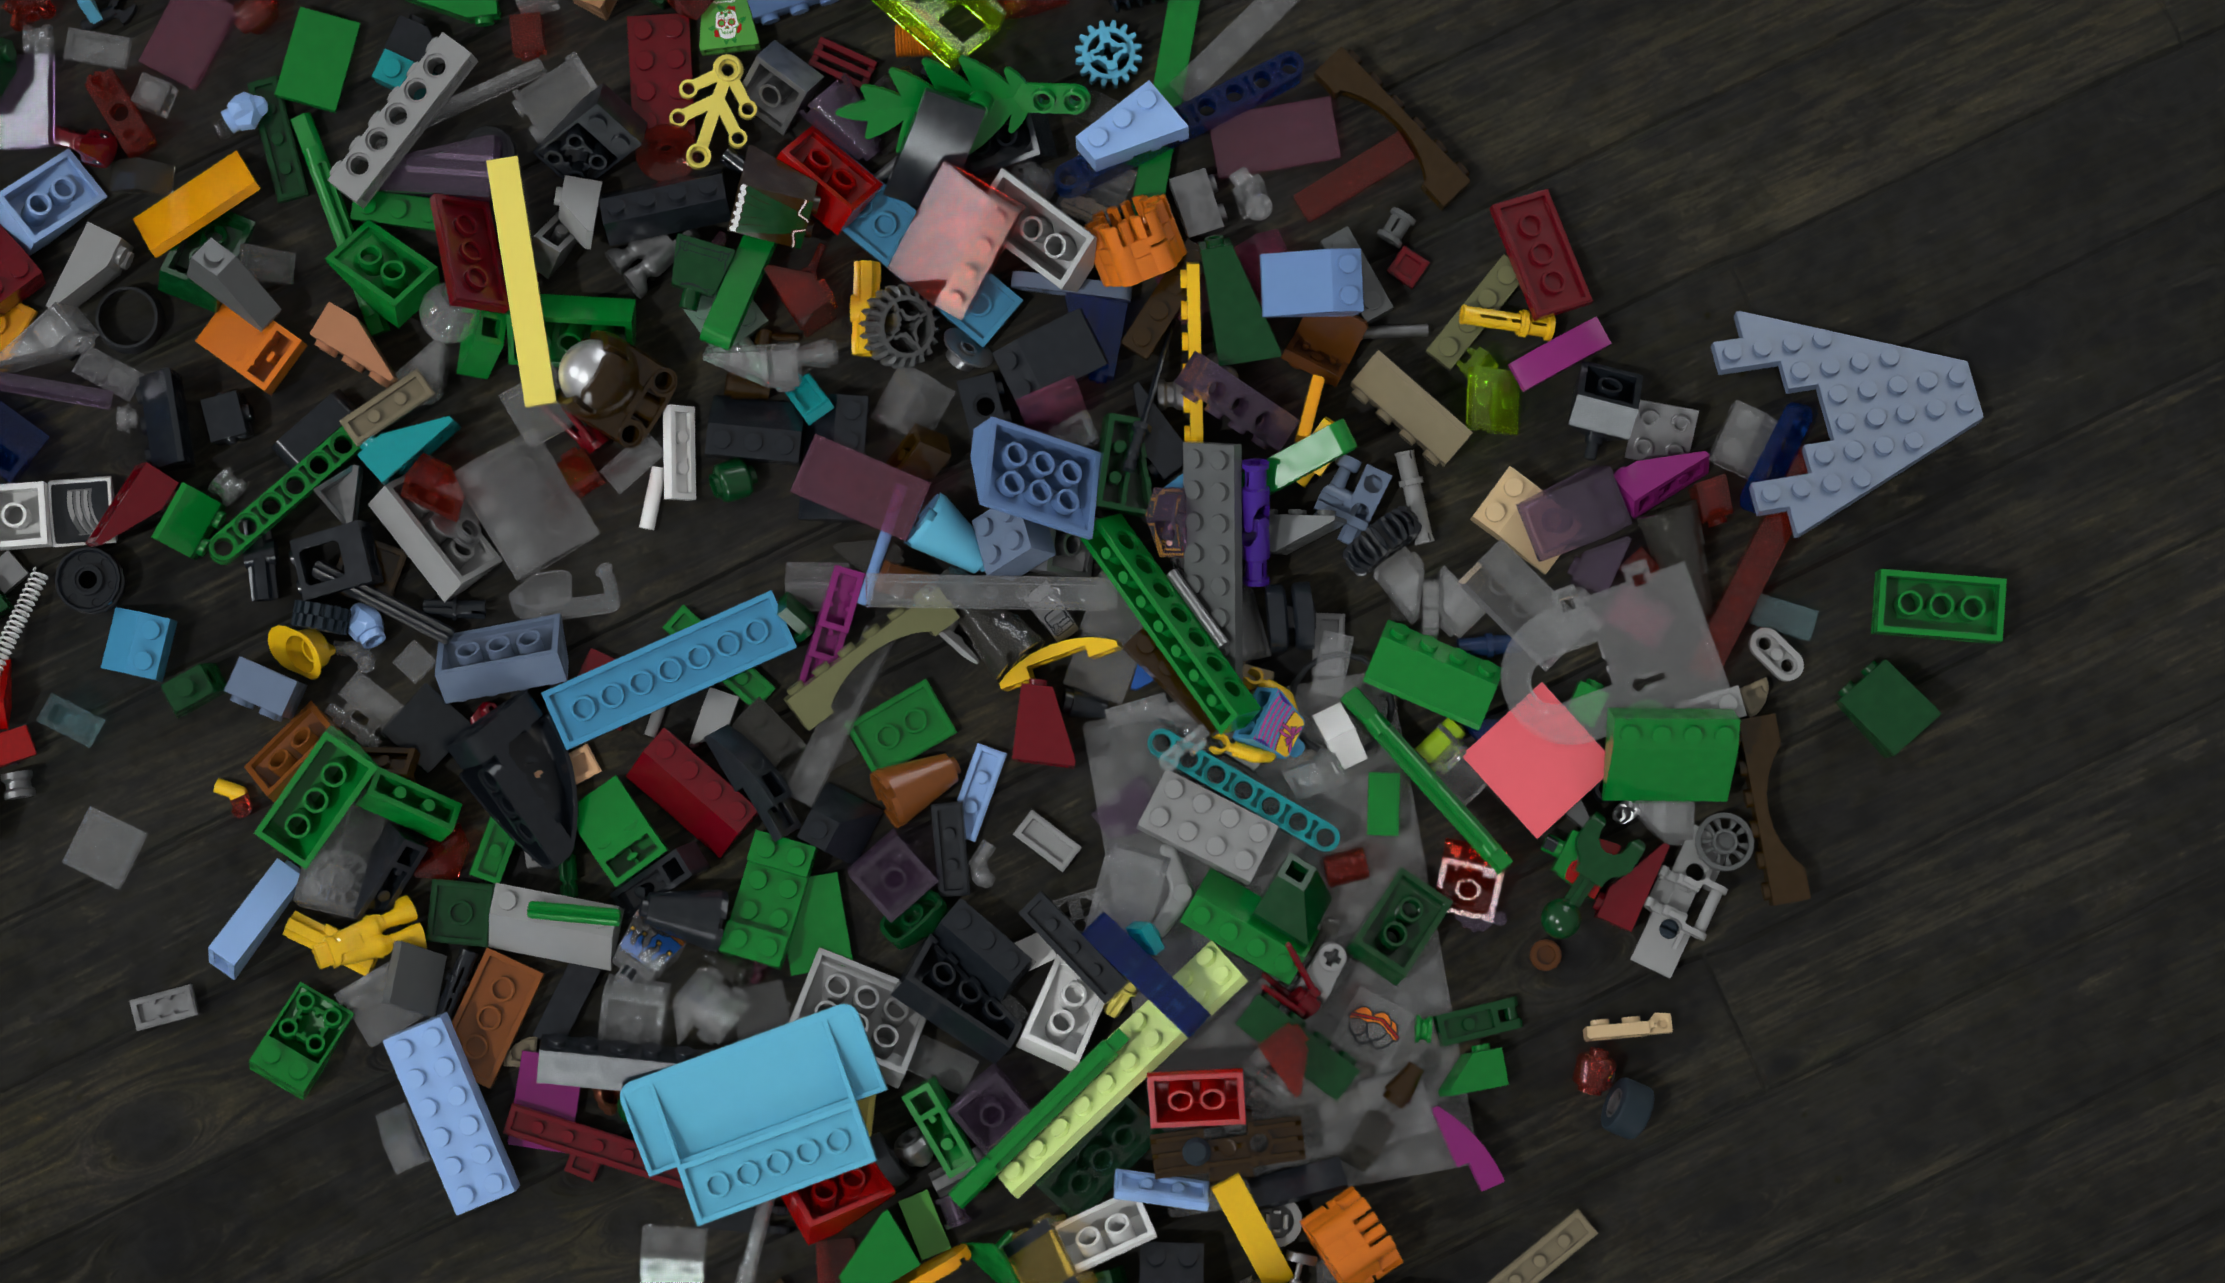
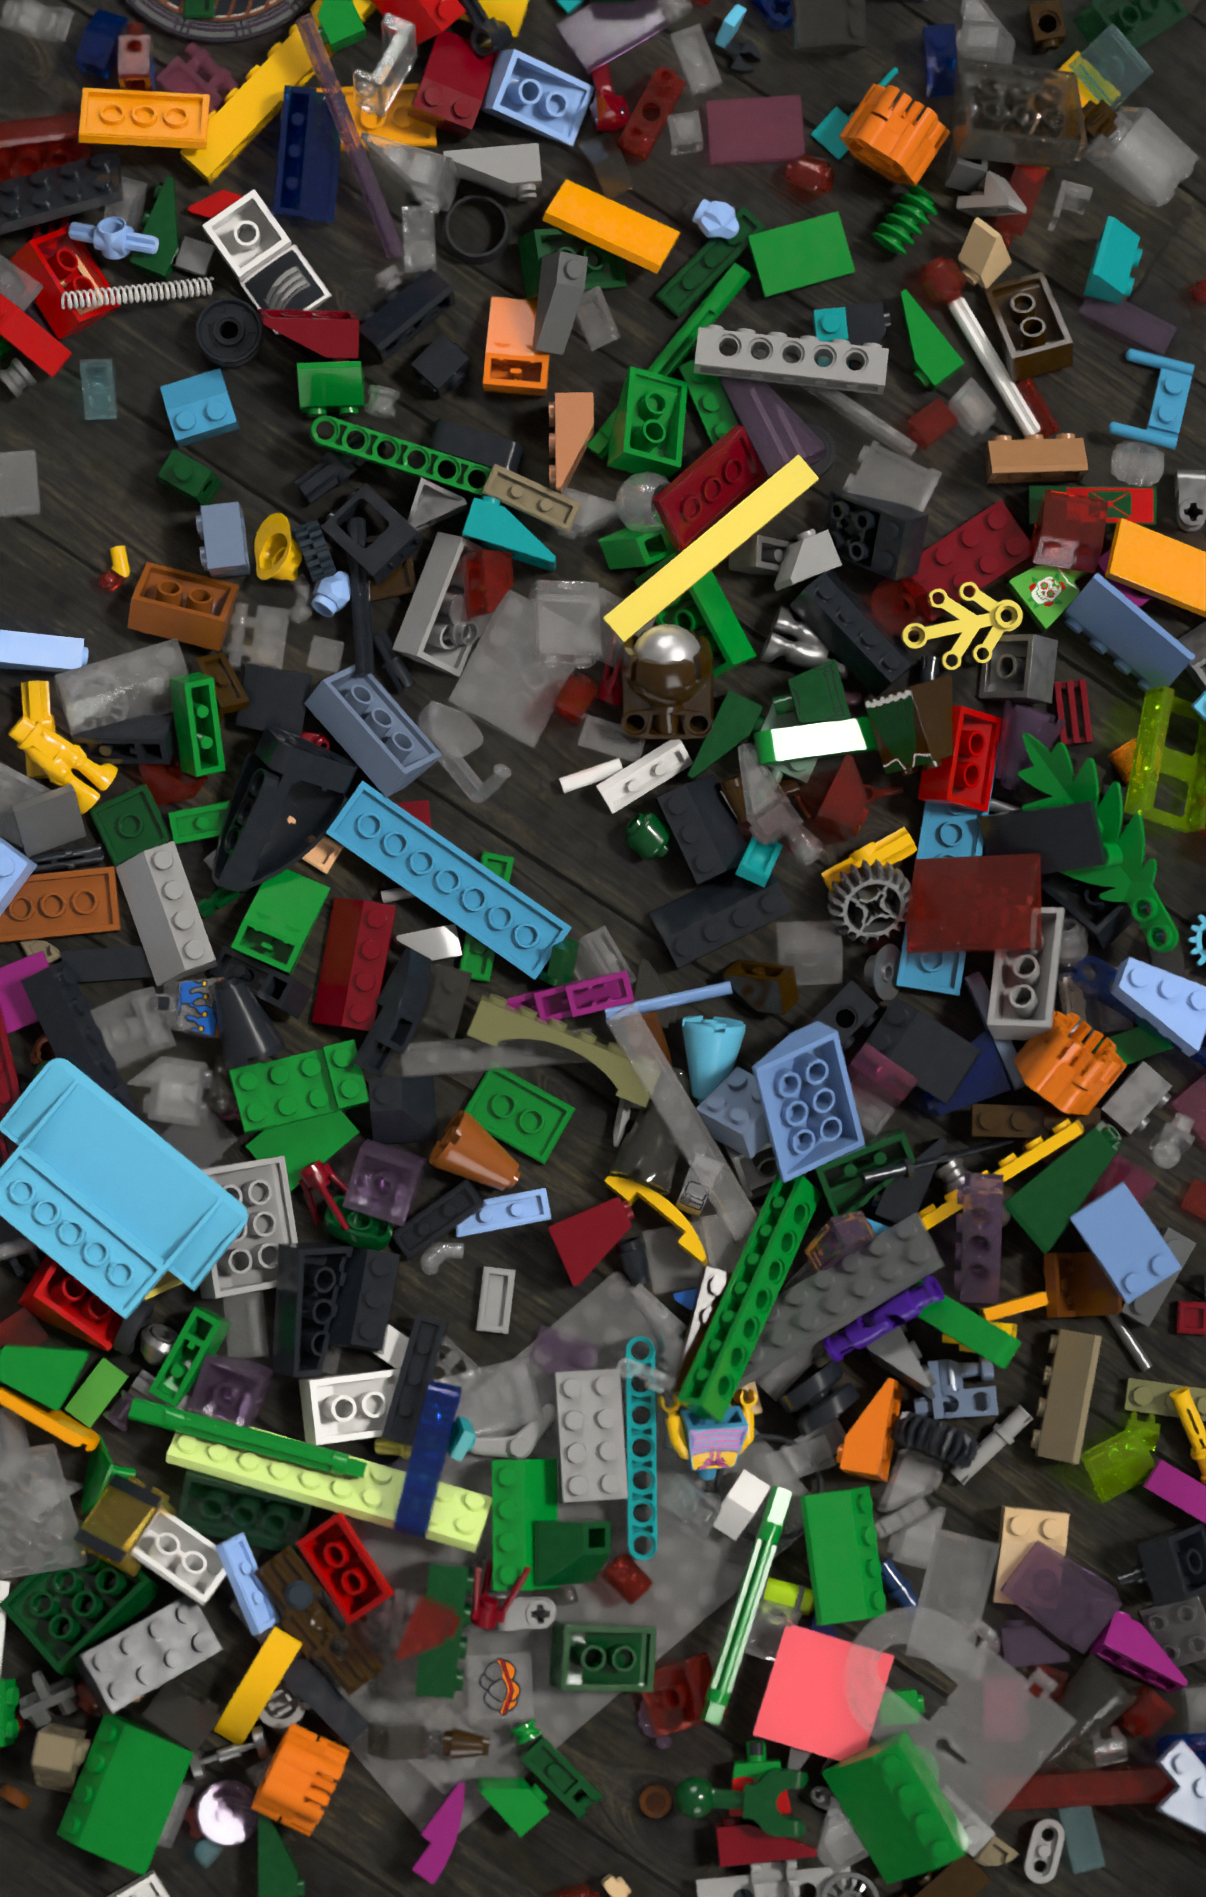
camera: 60 degrees right, 0 degrees up
(317, 797) = (155, 642): green slope -> none
(511, 441) = (566, 623): none -> clear panel
(574, 913) = (186, 925): green axle -> none
(684, 356) = (730, 729): none -> dark green slope
(853, 930) = (316, 1177): none -> dark red plant
(860, 487) = (707, 952): clear pink tile -> none
(1198, 609) = (776, 1313): flat silver bar -> none
(1351, 596) = (869, 1442): none -> orange slope
(1383, 804) = (703, 1578): green tile -> none
(1725, 549) = (1110, 1750): none -> clear tile

